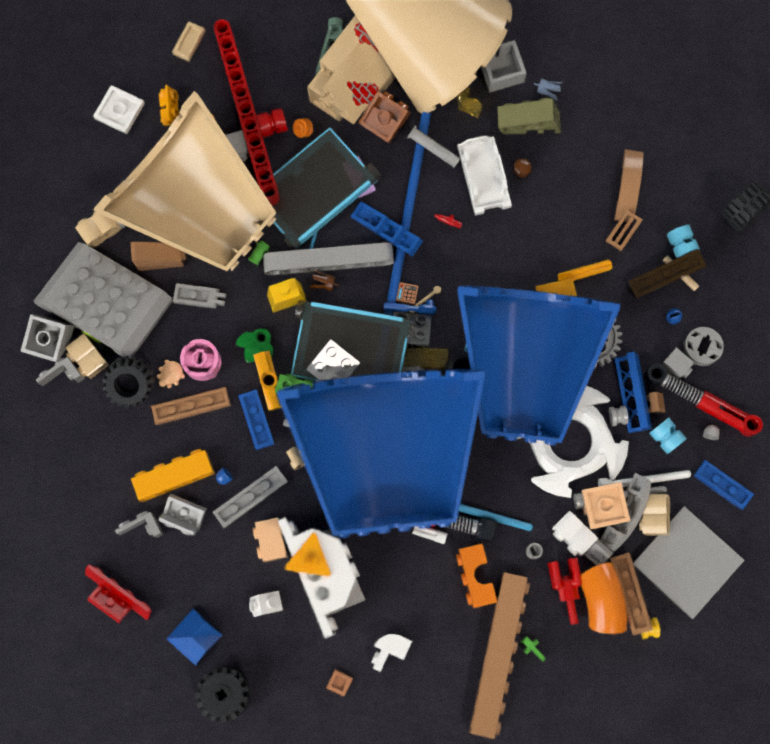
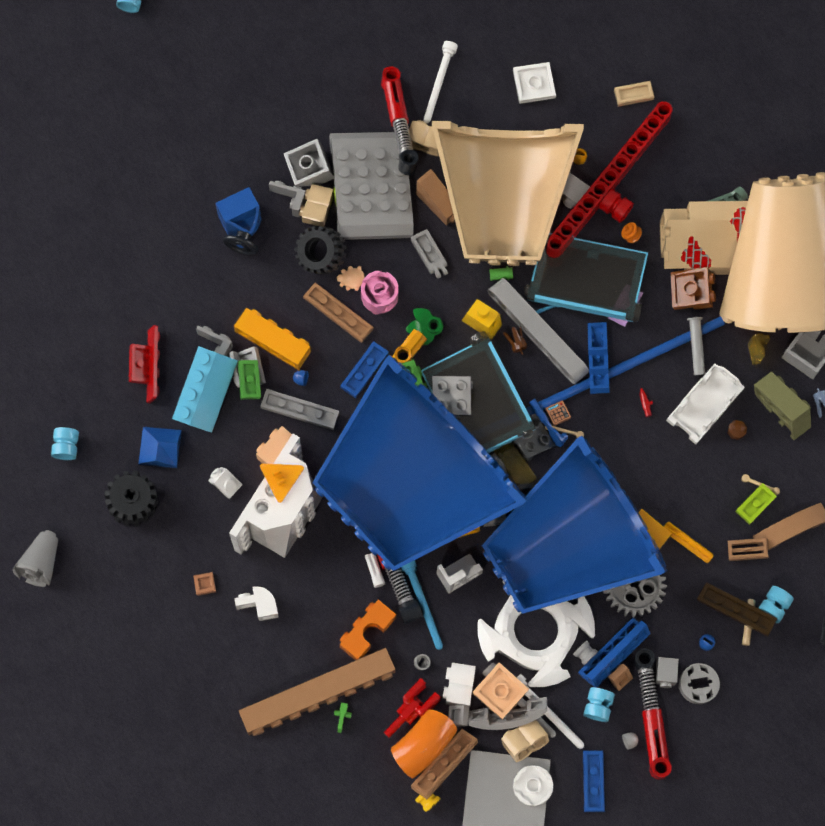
camera: 50 degrees right, 5 degrees down
(37, 155) = (449, 48): none -> white piece
(48, 427) = (241, 220): none -> blue piece
(66, 236) = (399, 119): none -> piece
(132, 717) = (65, 443): none -> medium azure wheel
(169, 98) = (572, 113): light orange hinge -> none
(175, 564) = (205, 389): none -> medium azure slope
(195, 521) = (249, 379): none -> bright green plate
(482, 467) = (459, 573): none -> white panel
(565, 190) = (745, 478): none -> tan hinge
(592, 197) = (756, 503): none -> lime plate
(696, 535) = (533, 785): none -> white tile

